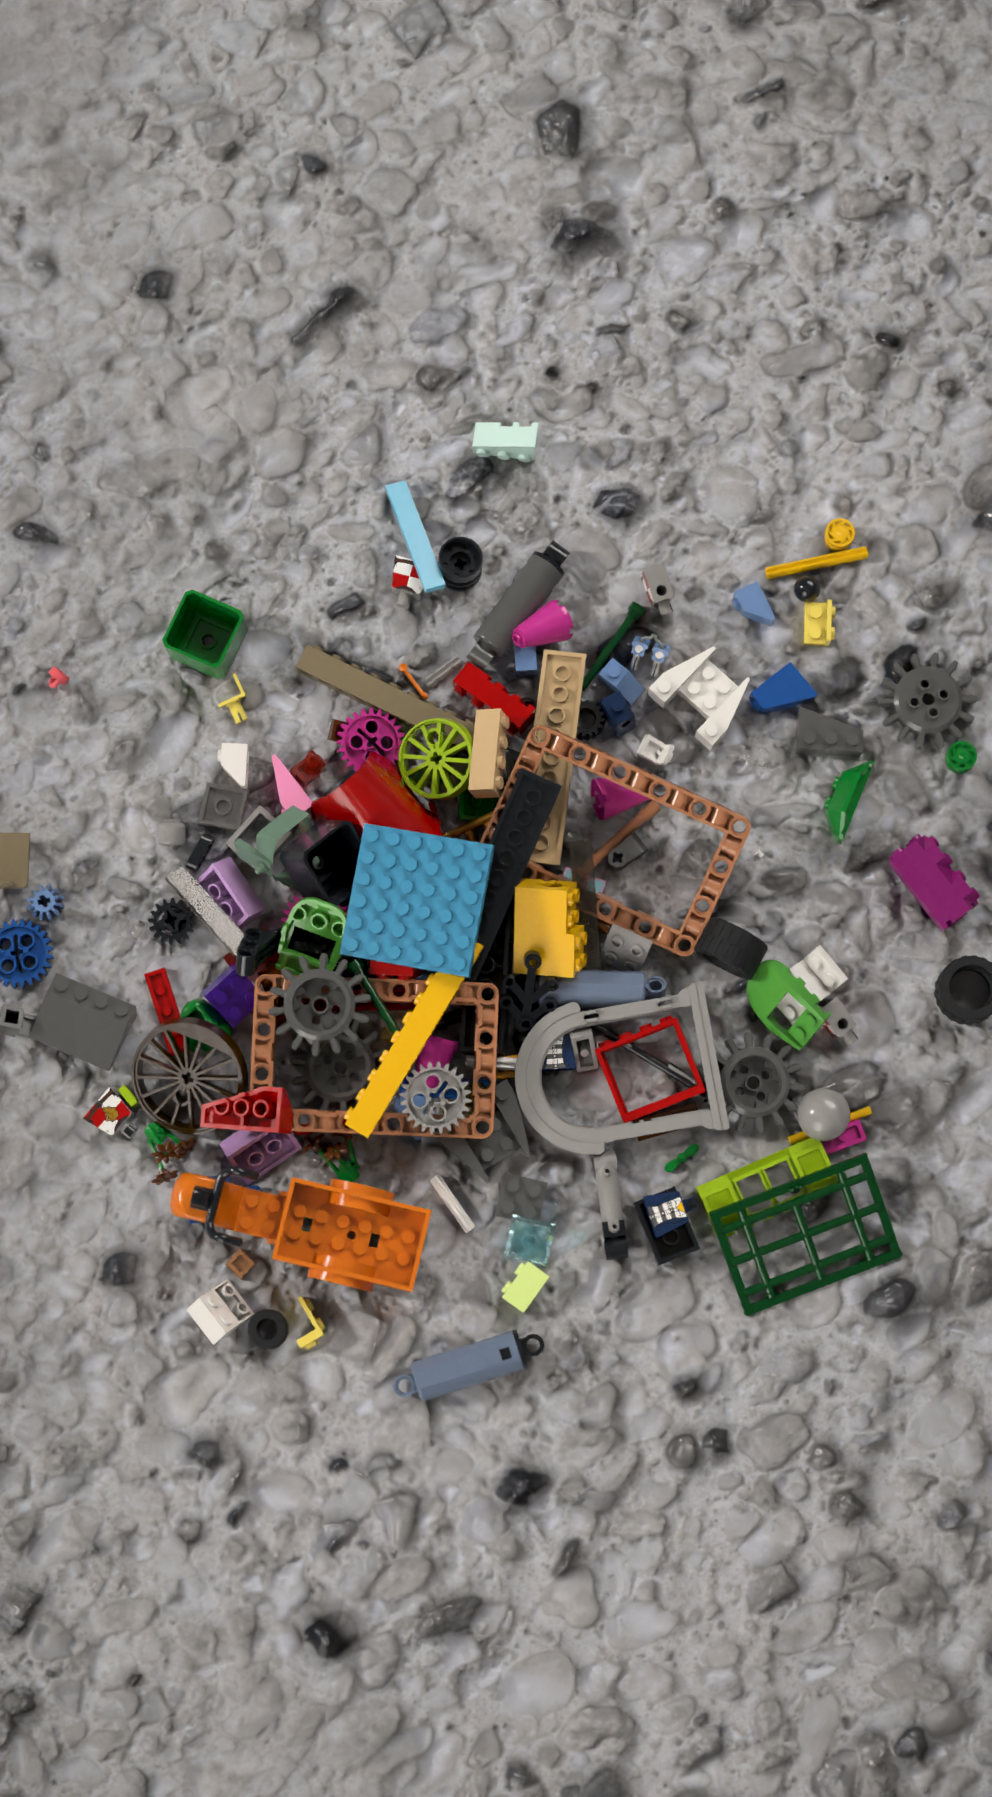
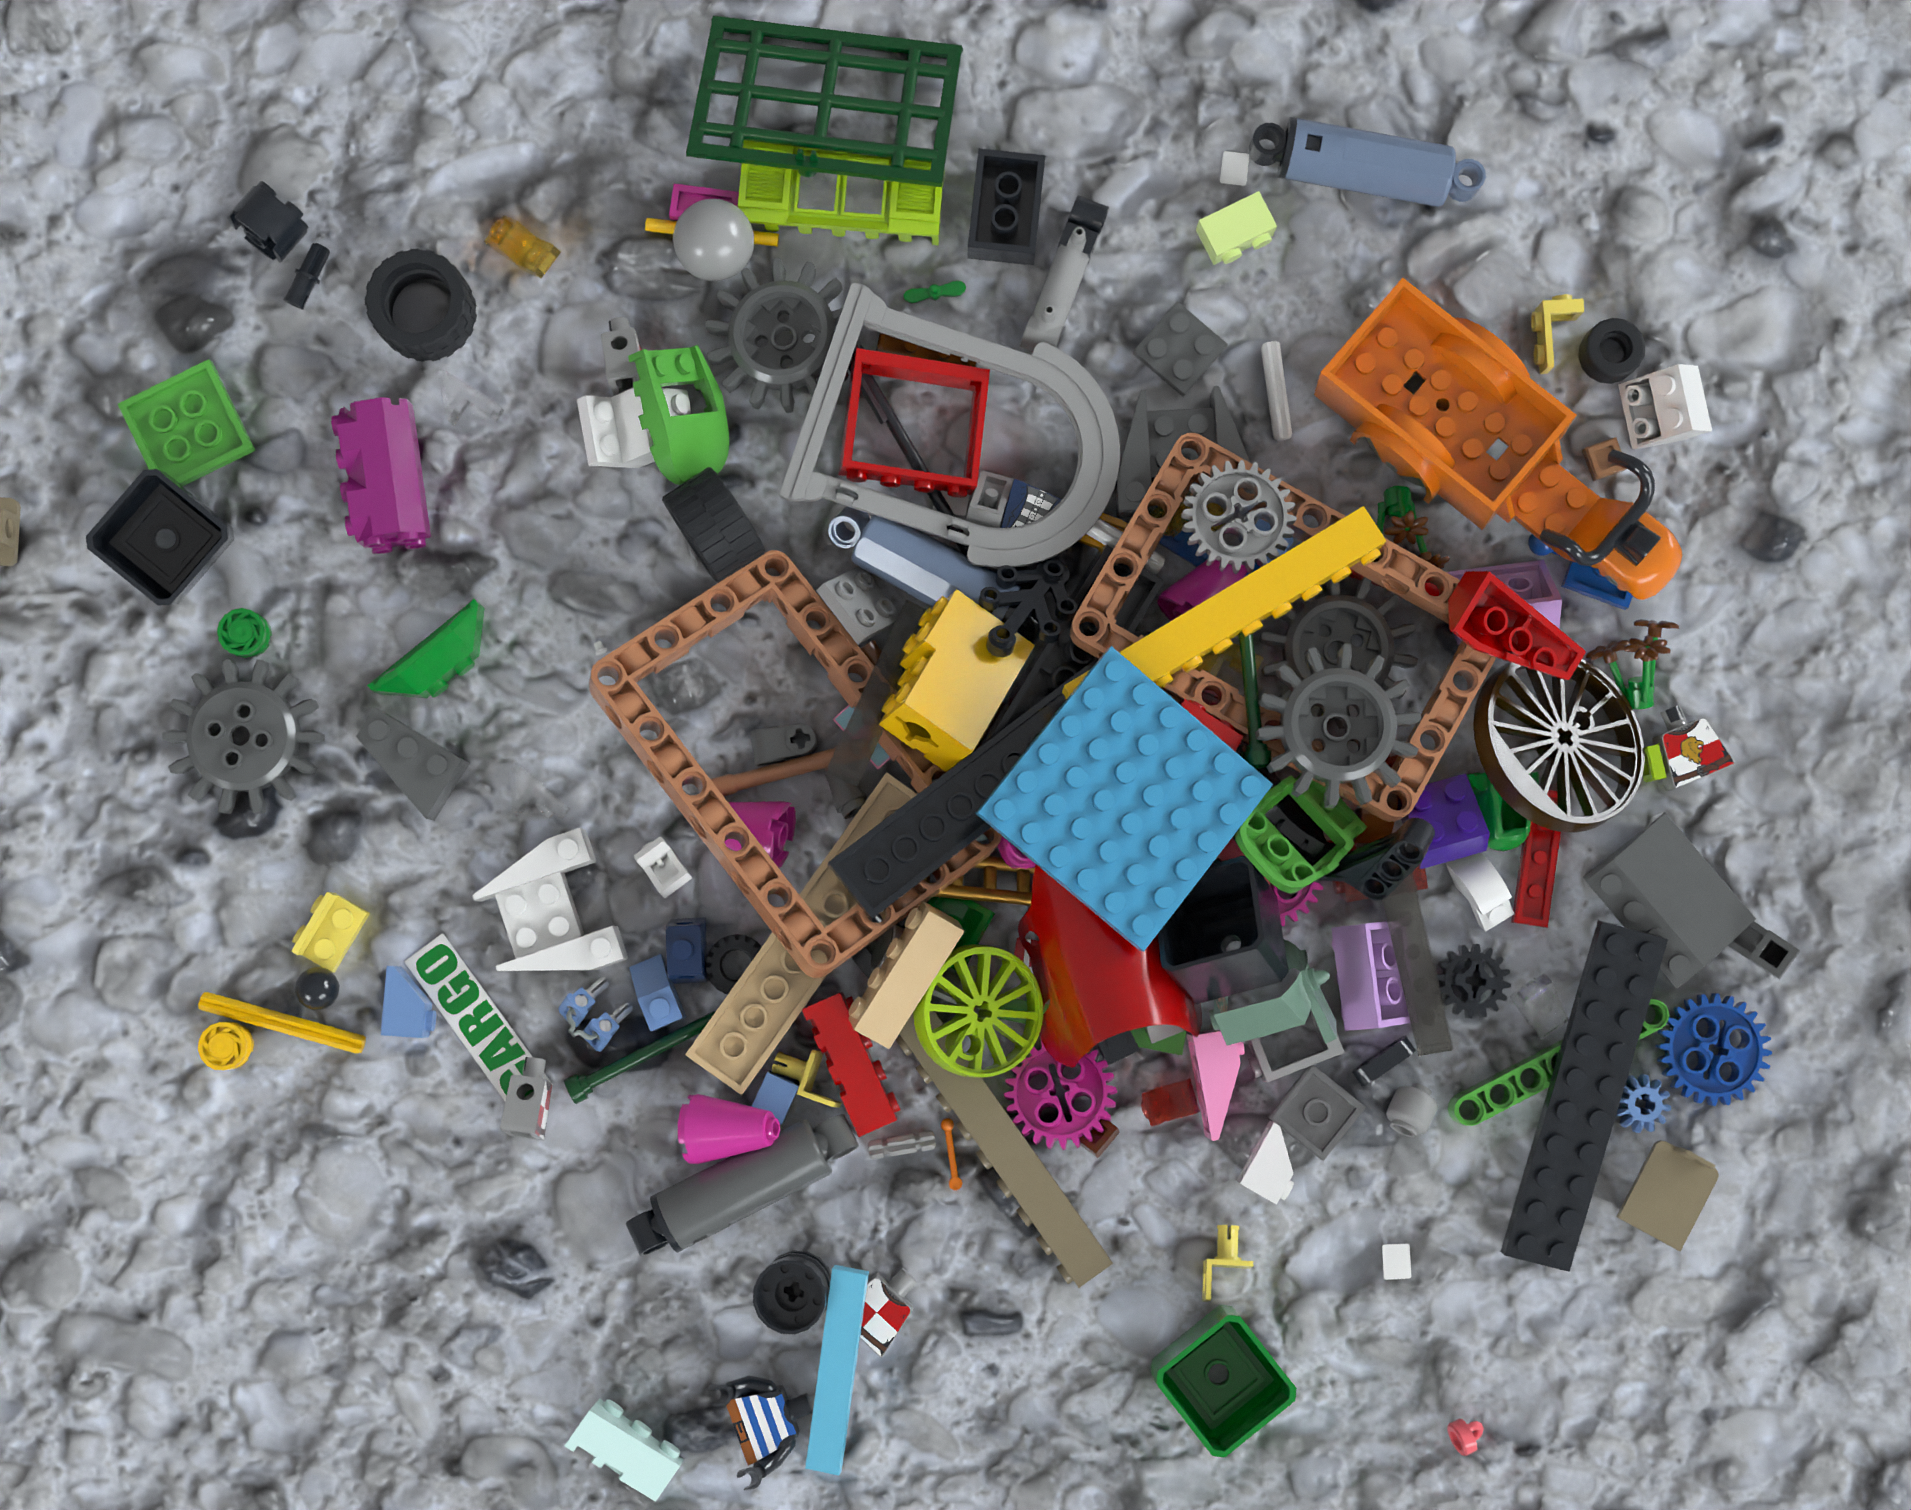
camera: 155 degrees left, 5 degrees up
(80, 888) = (1583, 1095): none -> black plate
(101, 913) = (1510, 1077): none -> bright green beam
(139, 750) = (1396, 1261): none -> white sticker
(191, 973) = (1482, 888): none -> white brick
(440, 491) = (762, 1422): none -> torso
(516, 682) = (805, 1073): none -> light yellow bracket
(529, 1239) = (1198, 286): clear light blue slope -> none
(545, 1327) = (1234, 168): none -> white sticker
(668, 1211) = (996, 212): torso -> none
(717, 621) = (470, 1012): none -> sticker
(782, 691) = (436, 859): blue slope -> none
(933, 1057) = (521, 246): none -> clear yellow slope

